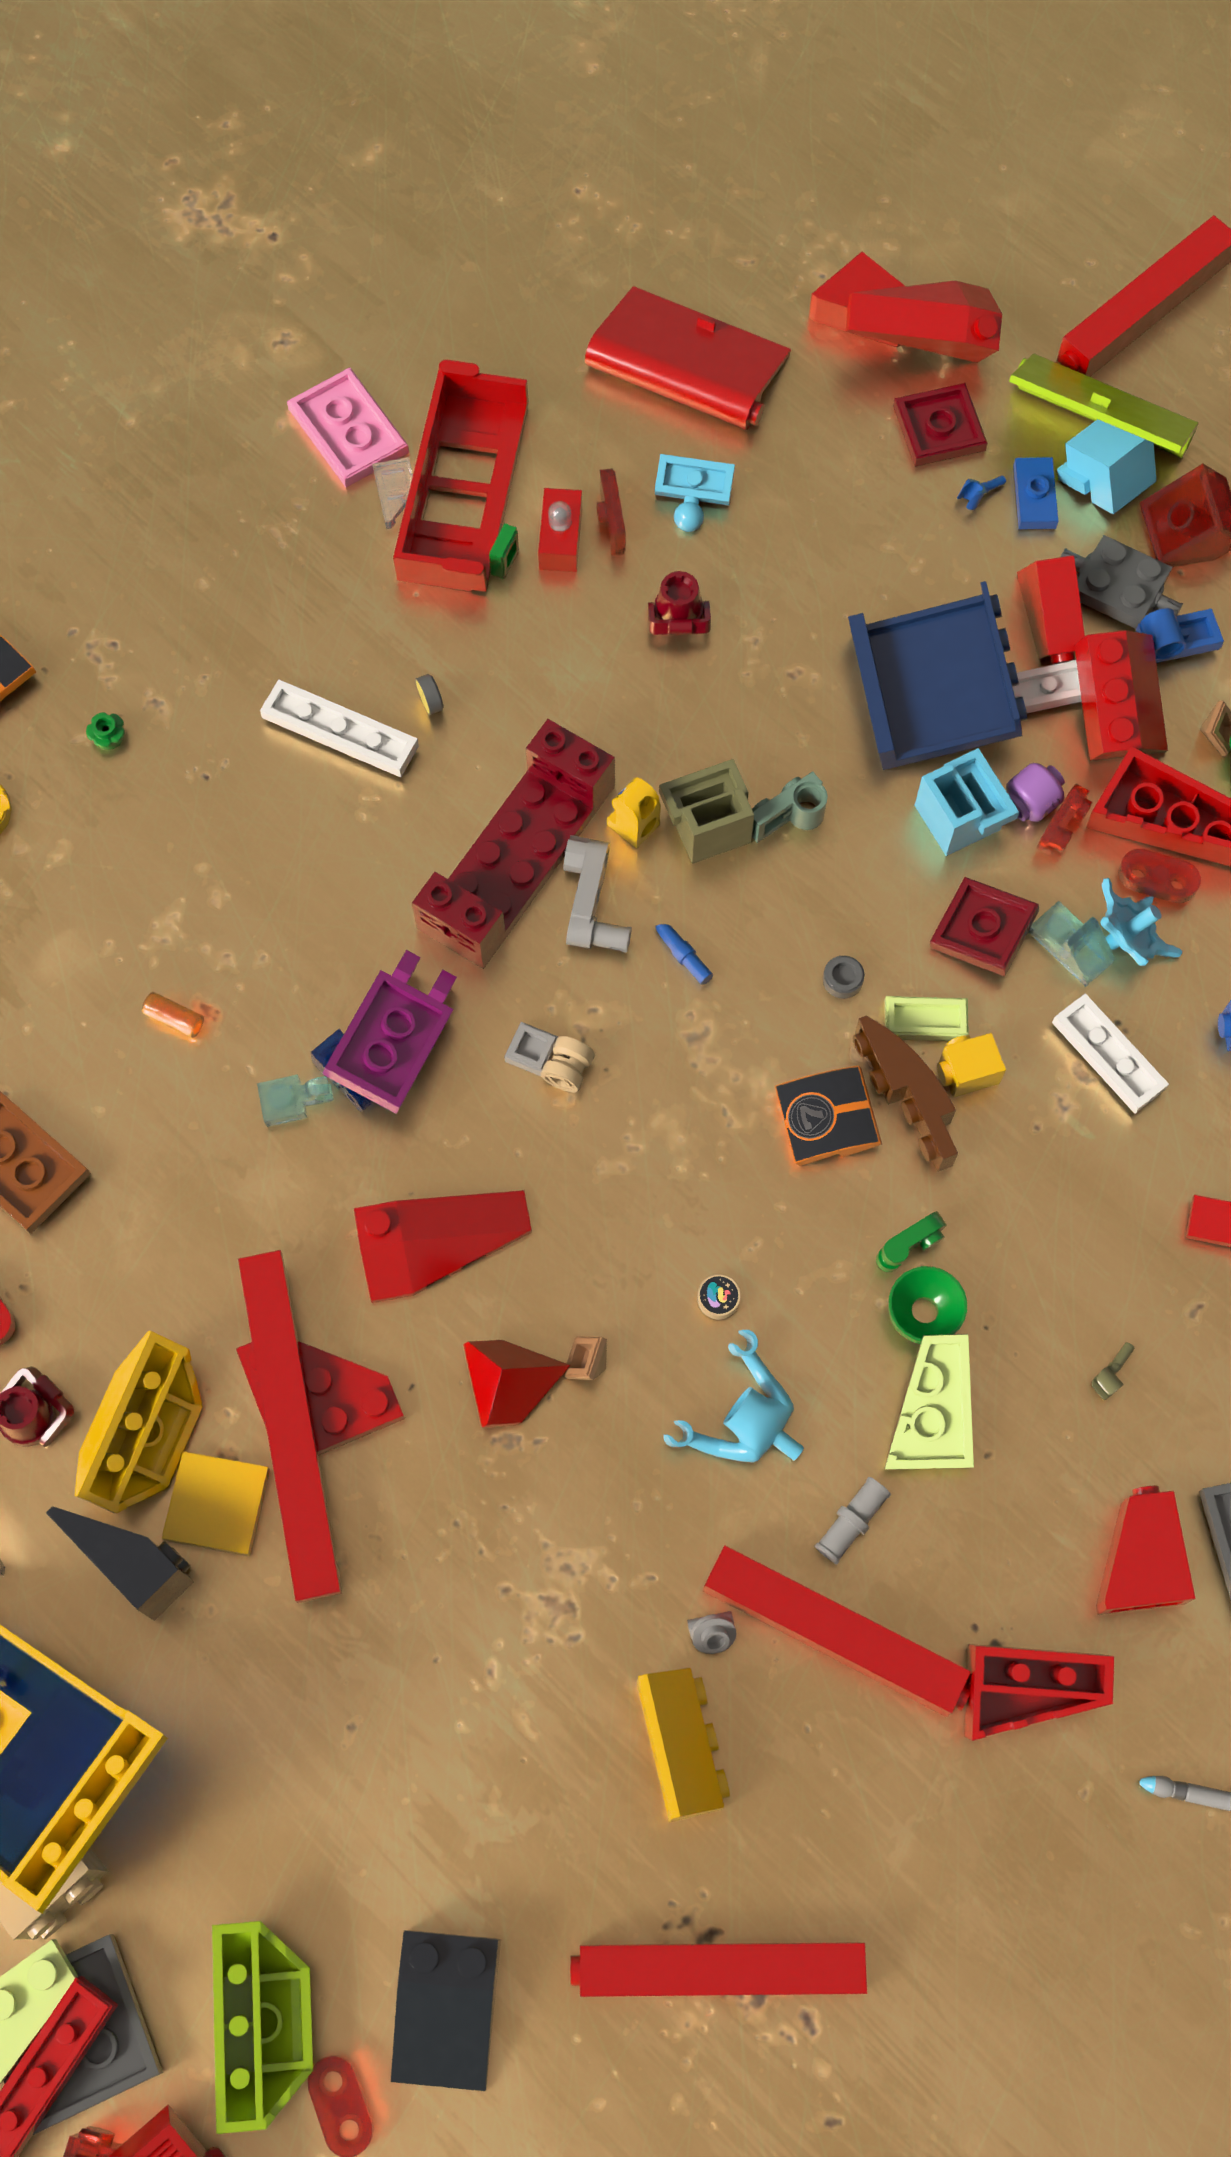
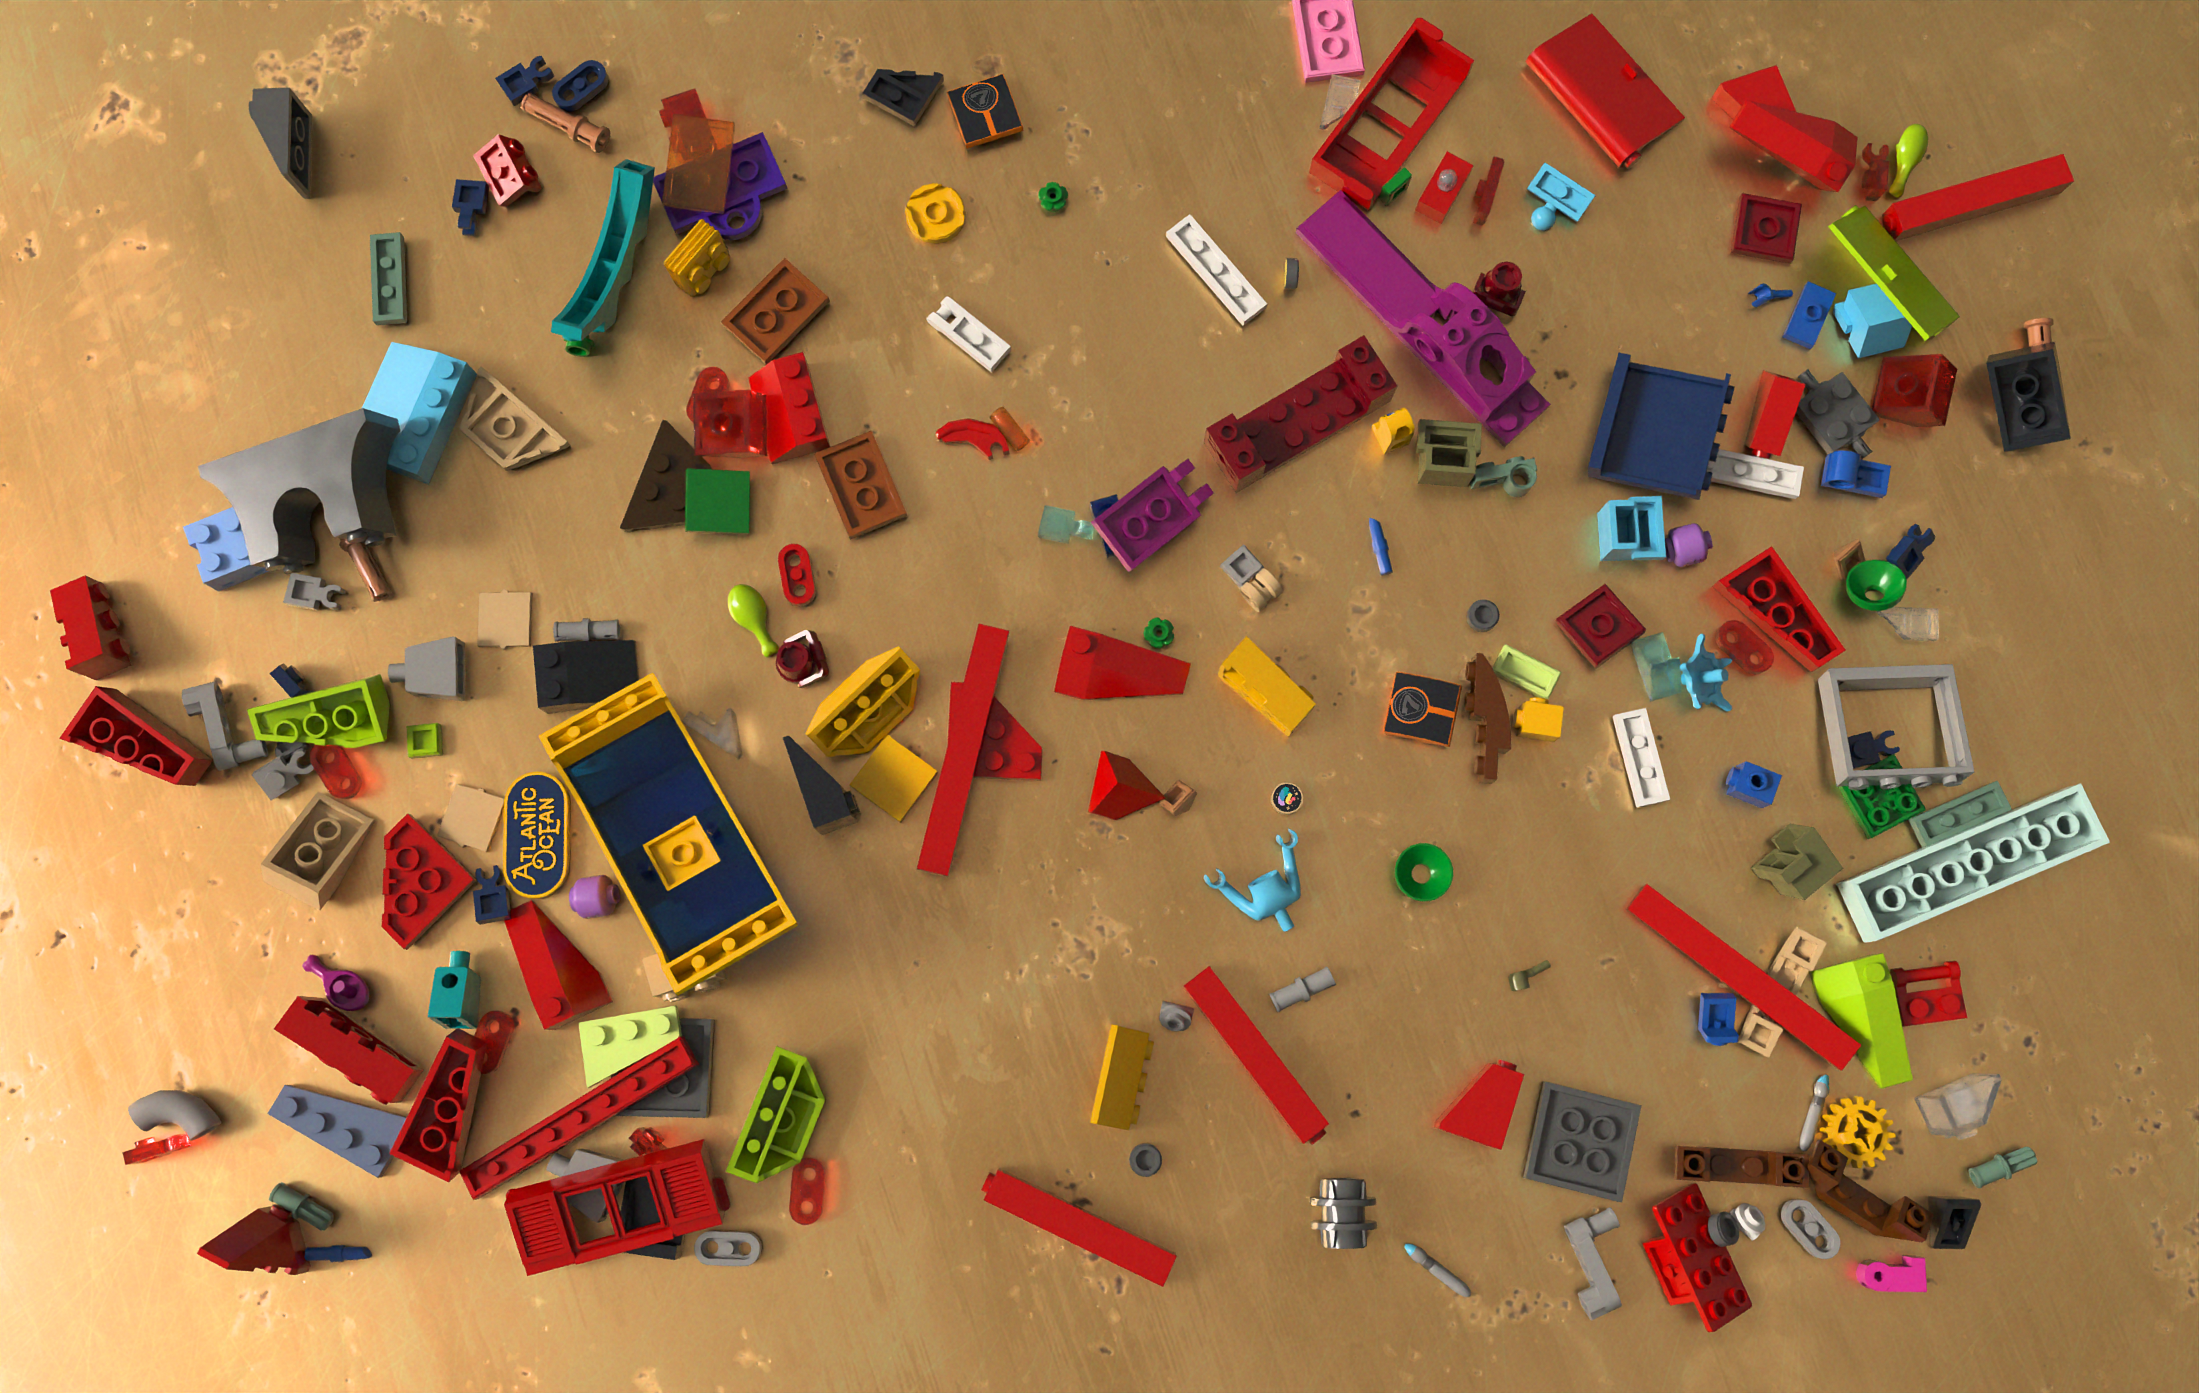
camera: 25 degrees right, 10 degrees up
(73, 926) = (969, 334): none -> white plate
(136, 1037) = (978, 433): none -> red piece
(445, 2010) = (897, 1165): black slope -> none
(470, 1181) = (1155, 640): none -> green plate
(590, 860) = (1346, 449): light grey beam -> none
(628, 1172) = (1266, 686): none -> yellow wedge
(636, 679) = (1406, 304): none -> magenta piece
(763, 1837) = (1145, 1159): none -> dark grey tile
(923, 1233) = (1446, 822): green plate -> none
(937, 1408) = (1394, 944): yellowish green wing -> none
(1030, 321) = (1876, 177): none -> clear red plate
(1031, 1686) = (1366, 1152): red wedge -> none
(1045, 1778) = (1343, 1213): none -> dark grey piece
(1052, 283) = (1909, 154): none -> lime piece
(1073, 808) = (1687, 583): clear red plate -> none
(1120, 694) = (1787, 502): red slope -> none

